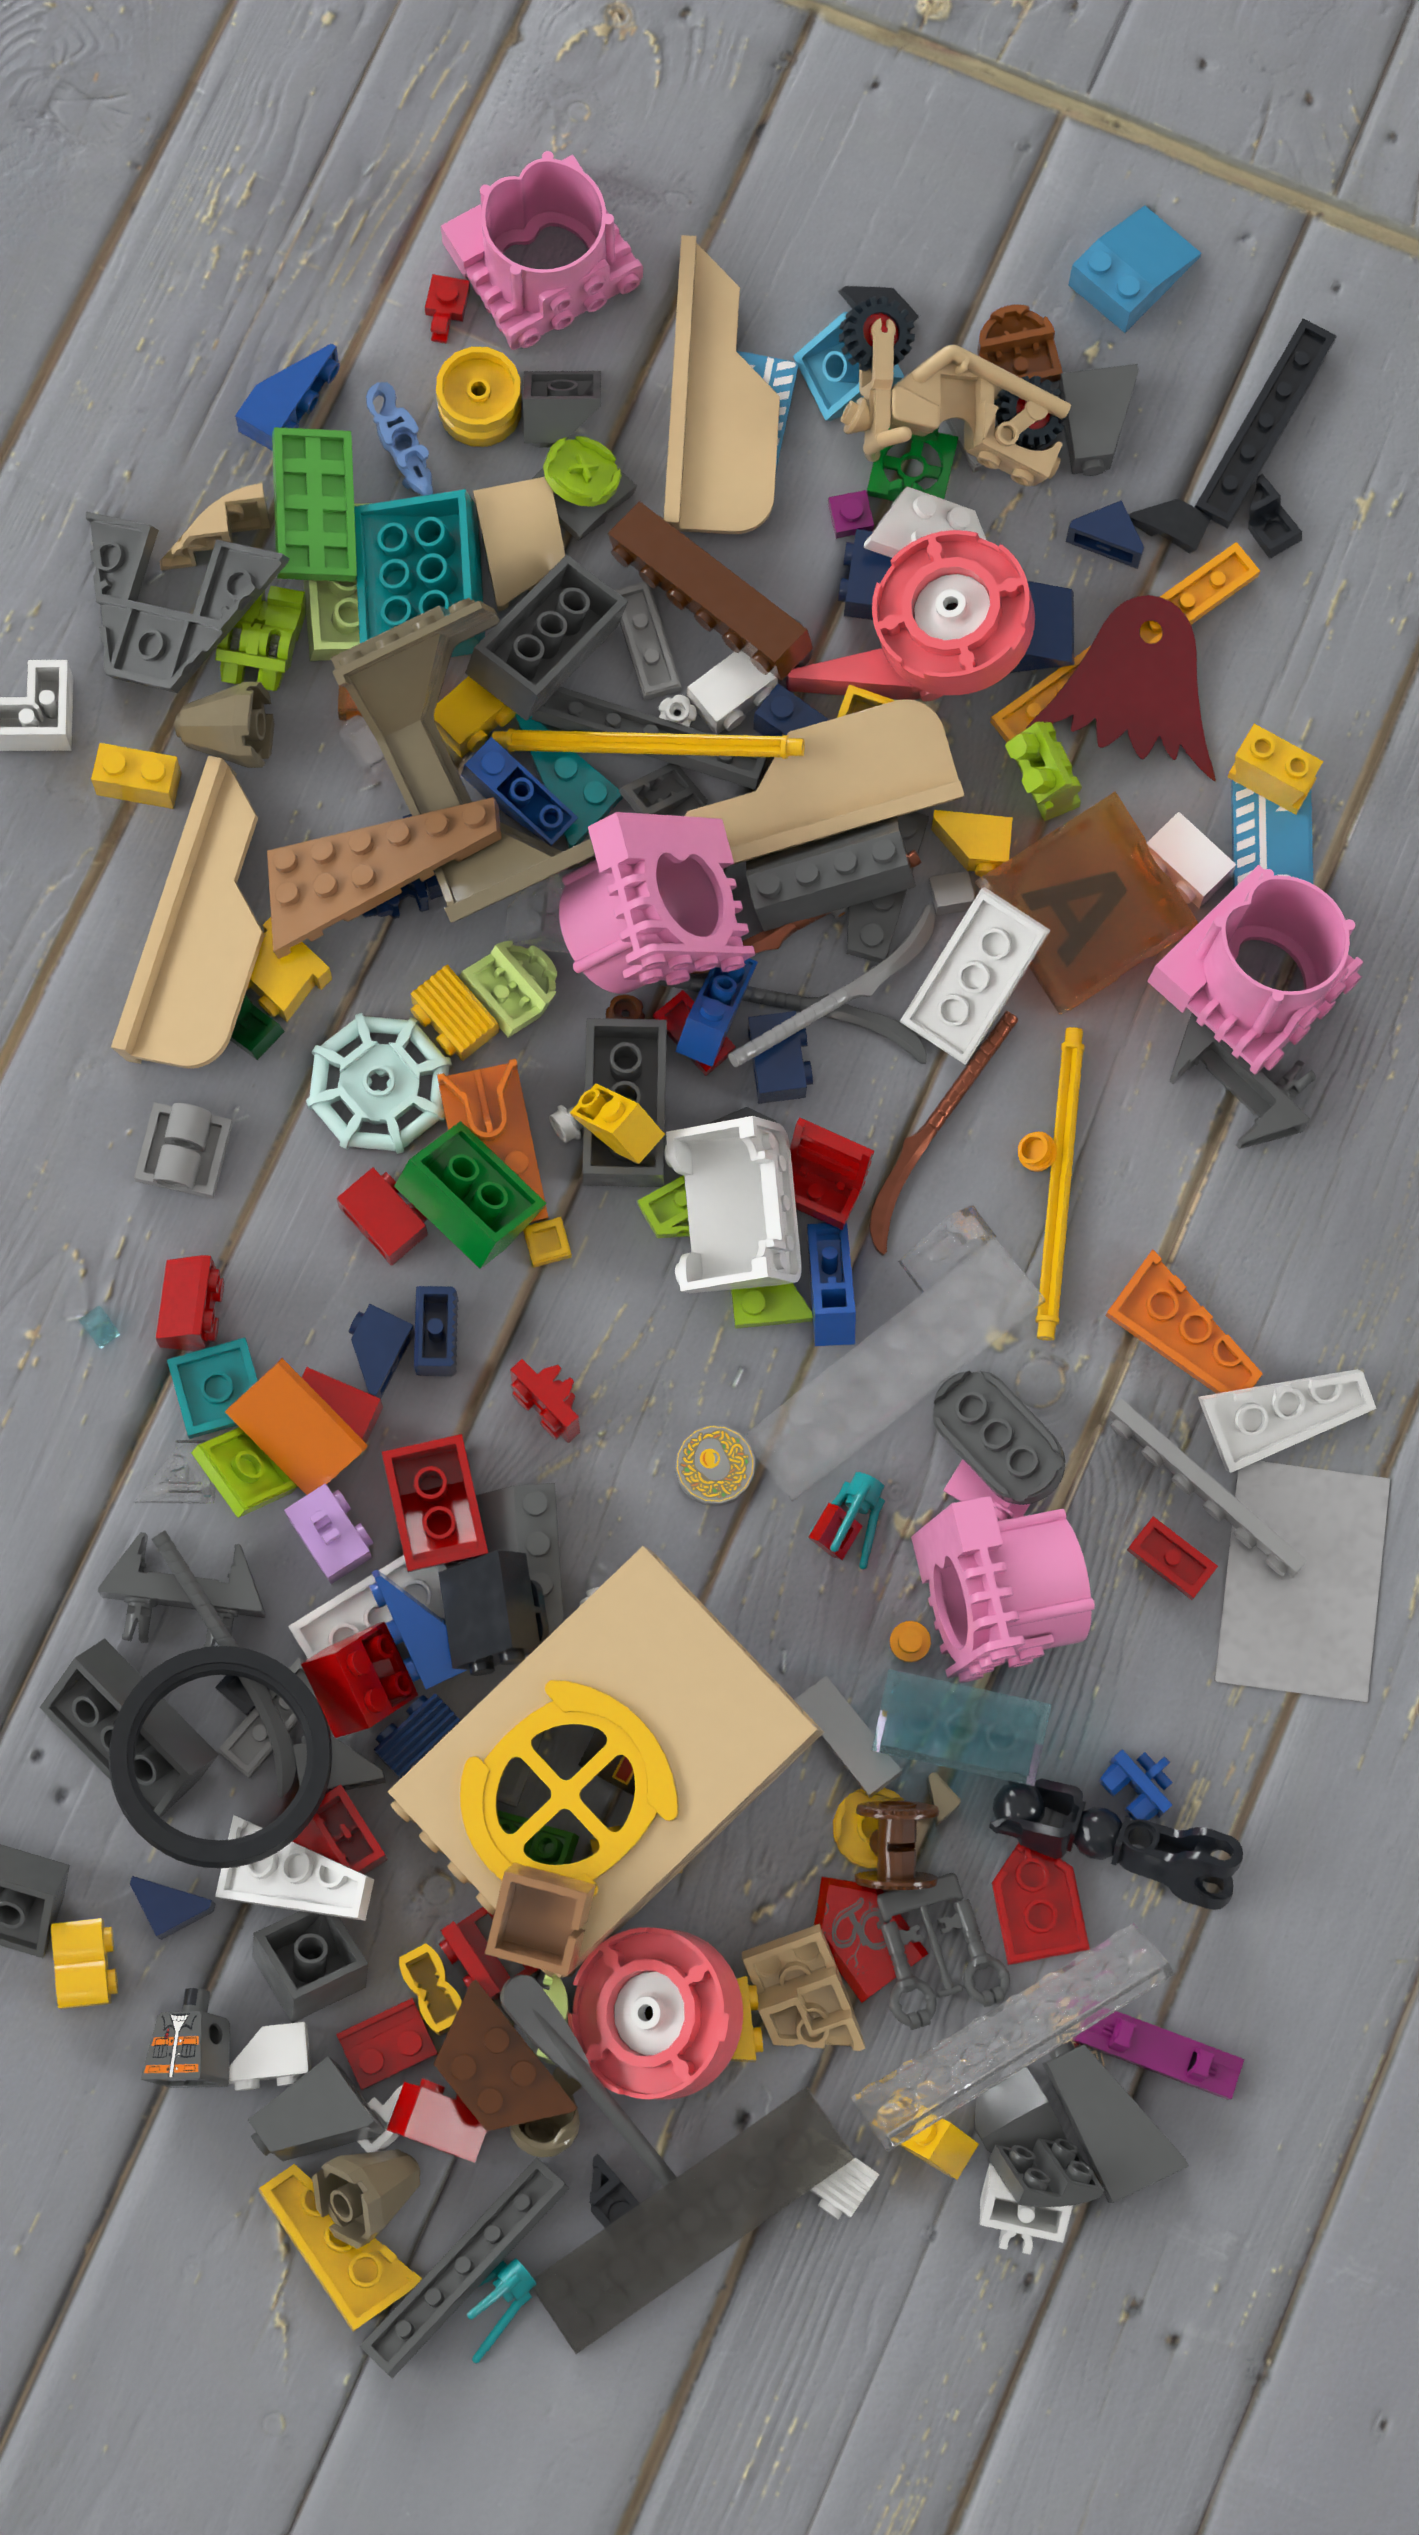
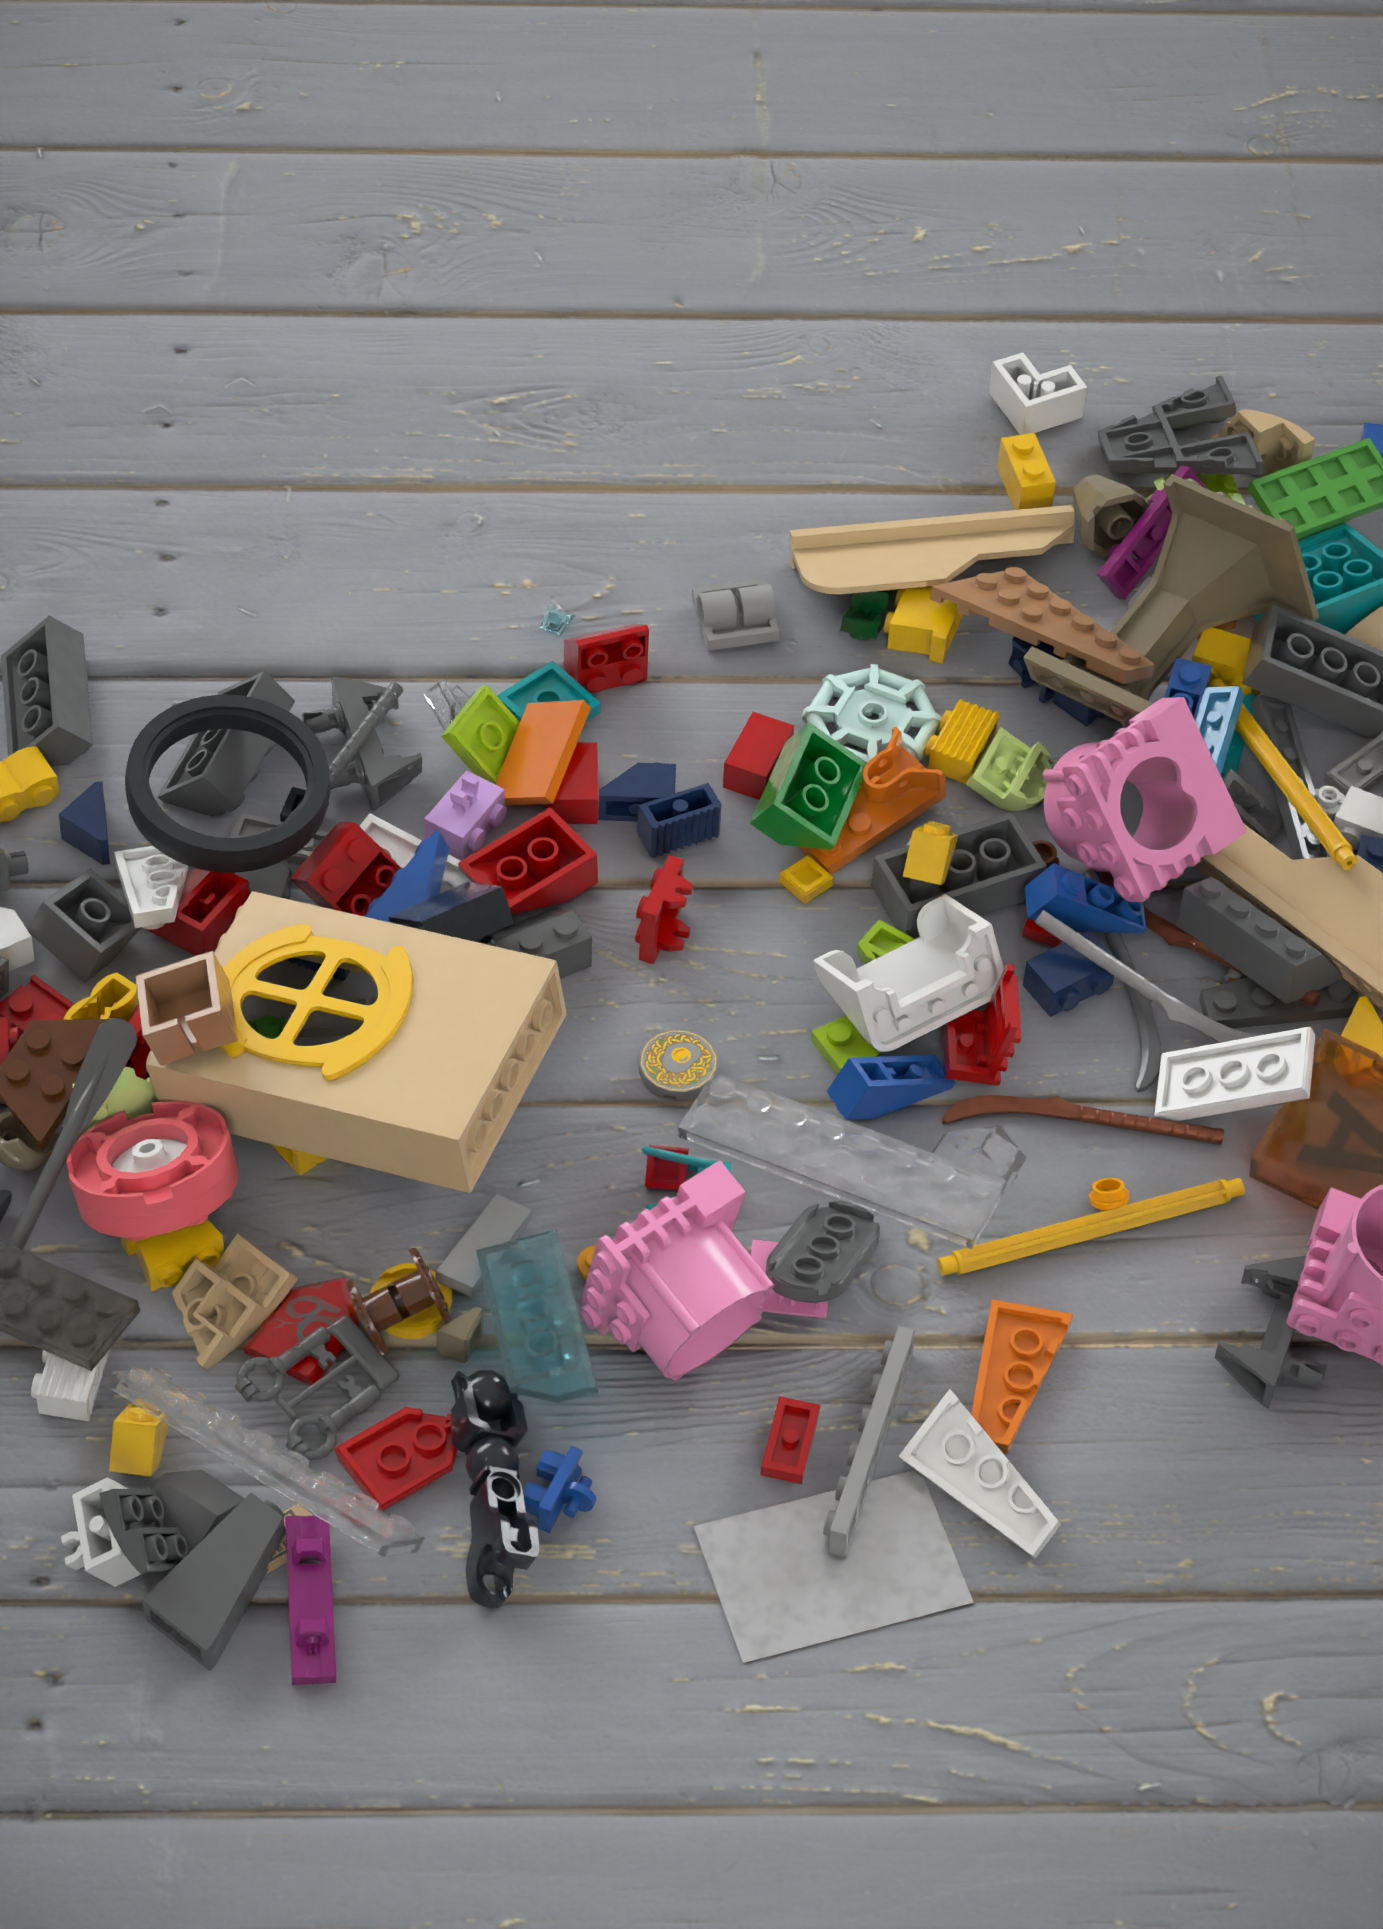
camera: 65 degrees right, 25 degrees down
(288, 698) = (1144, 540): none -> magenta hinge
(567, 778) = (1218, 719): none -> dark azure plate

